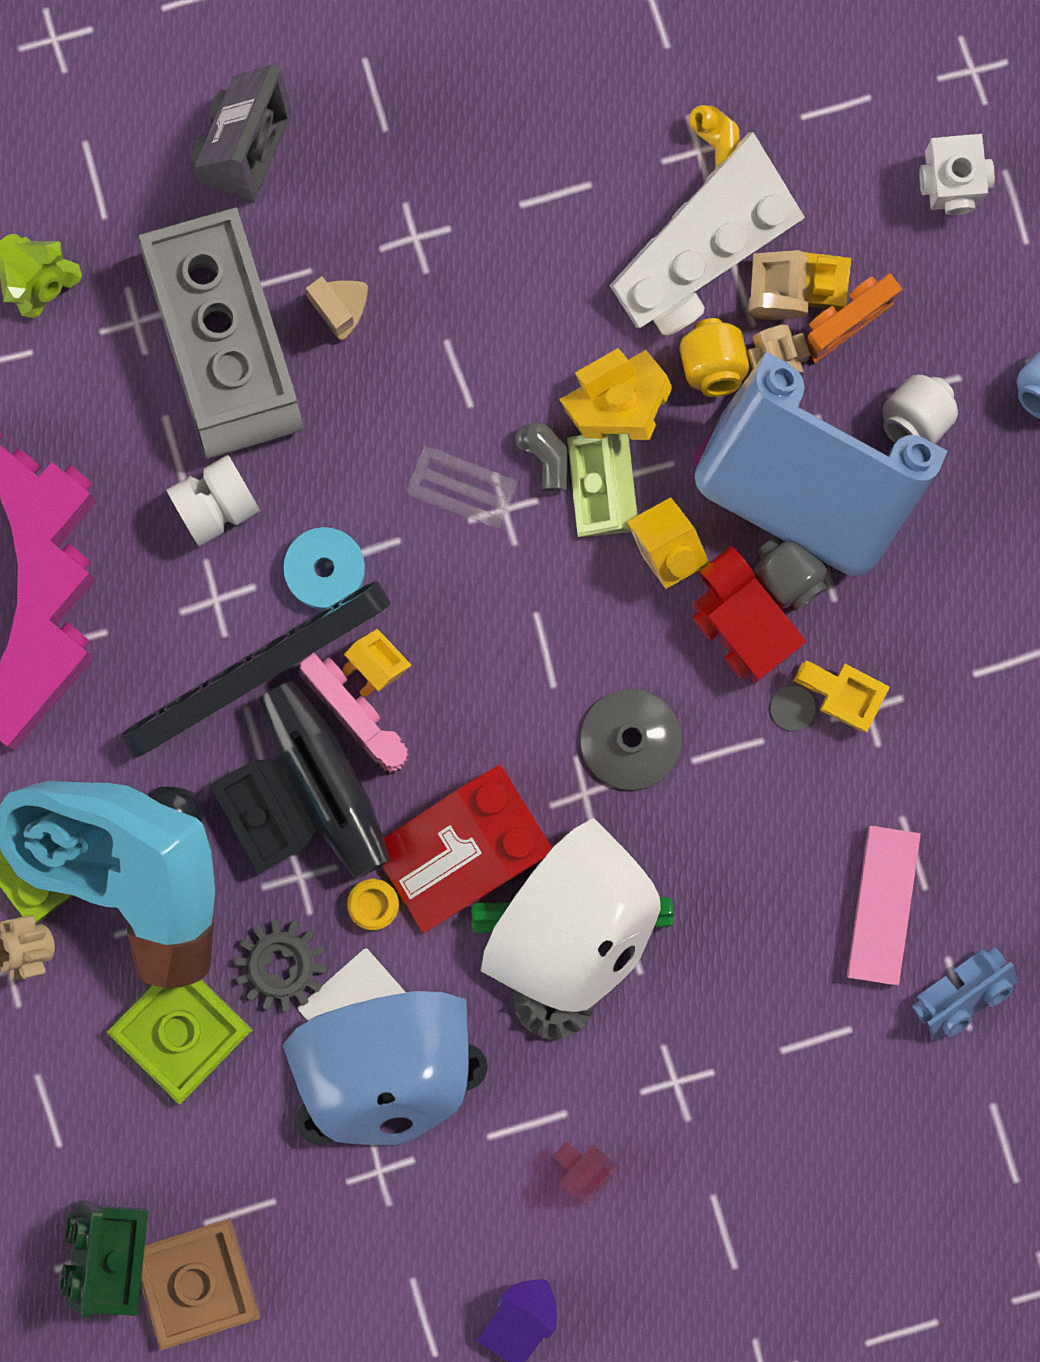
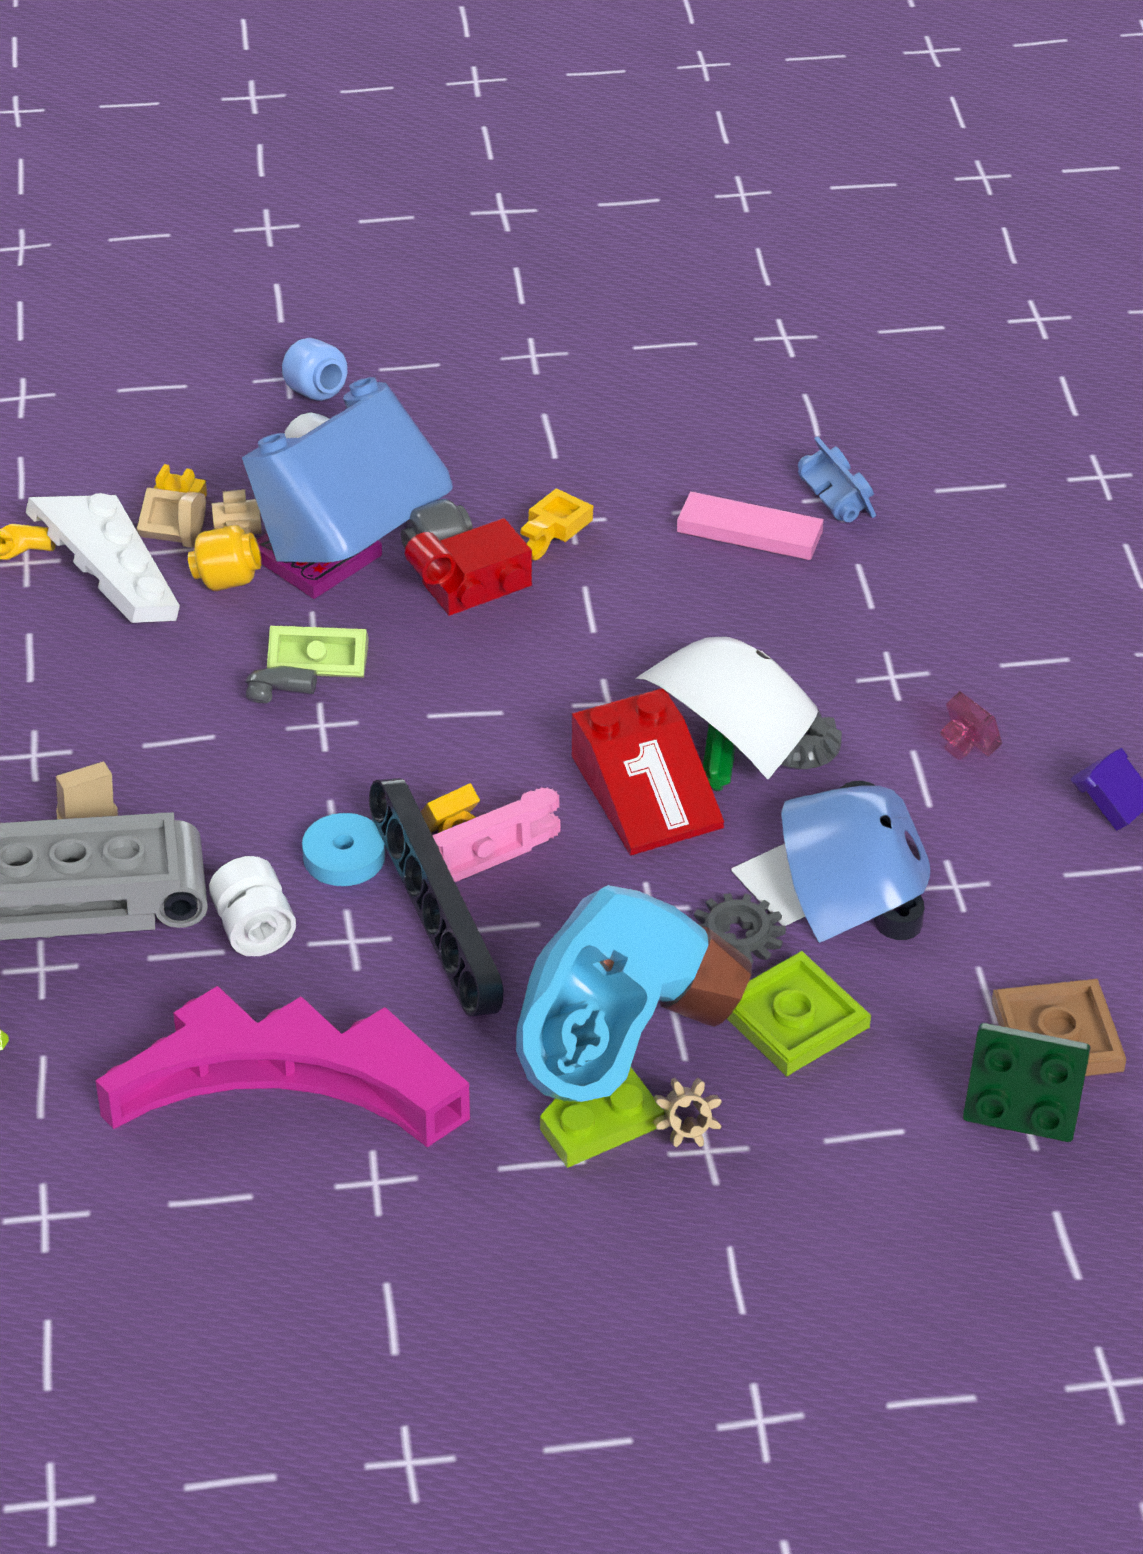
camera: 80 degrees left, 40 degrees down
(307, 790) = (559, 867): black plate -> none
(373, 904) = (688, 853): yellow tile -> none
(501, 503) = (299, 746): clear tile -> none
(618, 396) = (242, 617): yellow plate -> none
(627, 766) = (564, 666): dark grey dish -> none
(668, 542) = (389, 596): yellow brick -> none
(680, 315) = (178, 574): white tile -> none
(793, 708) = (559, 564): dark grey sticker -> none
(835, 327) = (215, 458): orange plate -> none
(956, 173) = (113, 396): white brick -> none

